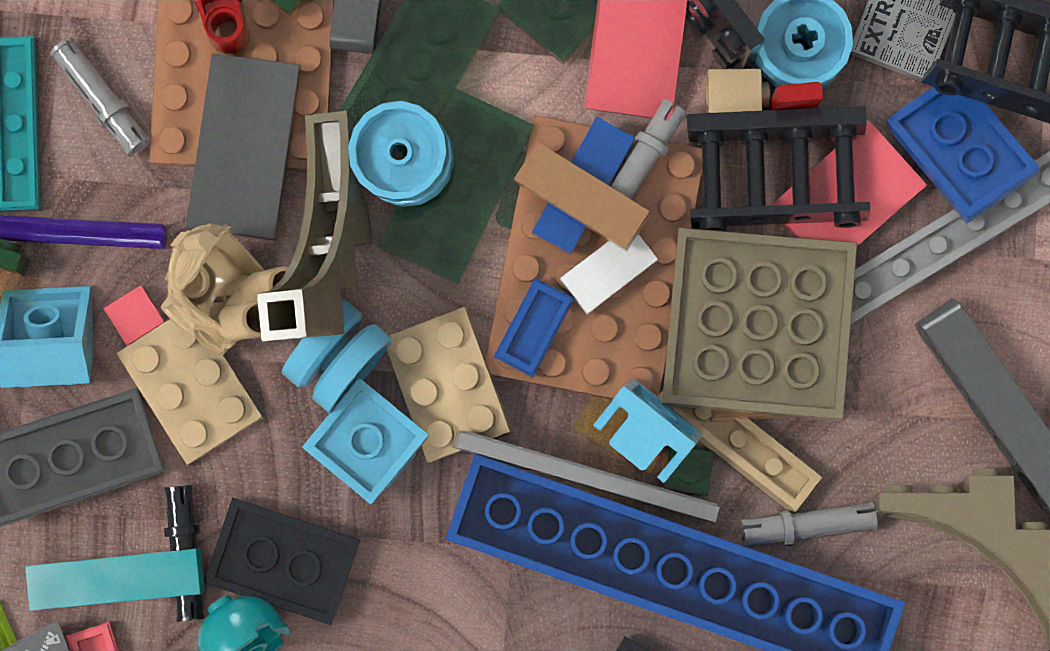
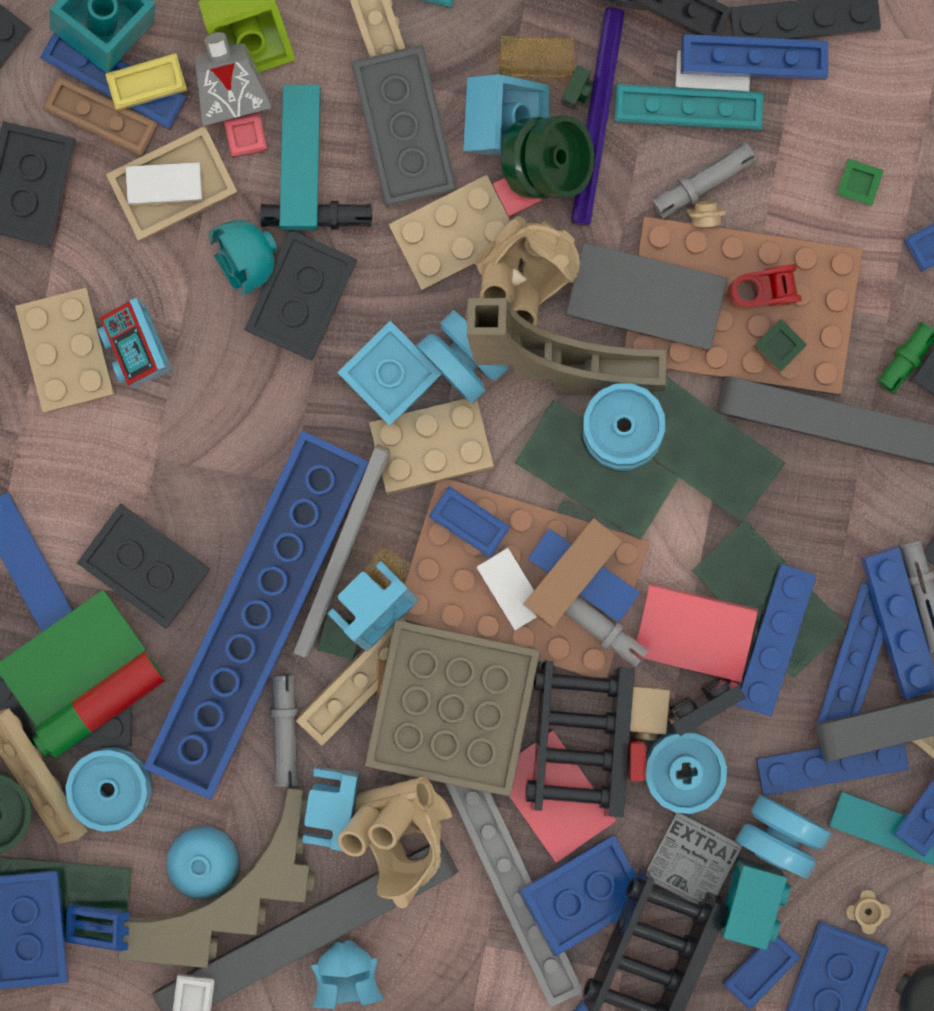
camera: 95 degrees right, 5 degrees up
(87, 279) = (547, 157): none -> dark green wheel
(139, 89) = (706, 214): none -> tan plate
(896, 454) = (330, 805): none -> medium azure panel
(913, 389) = (380, 822): none -> tan helmet
(978, 606) = (202, 862): none -> medium azure cylinder

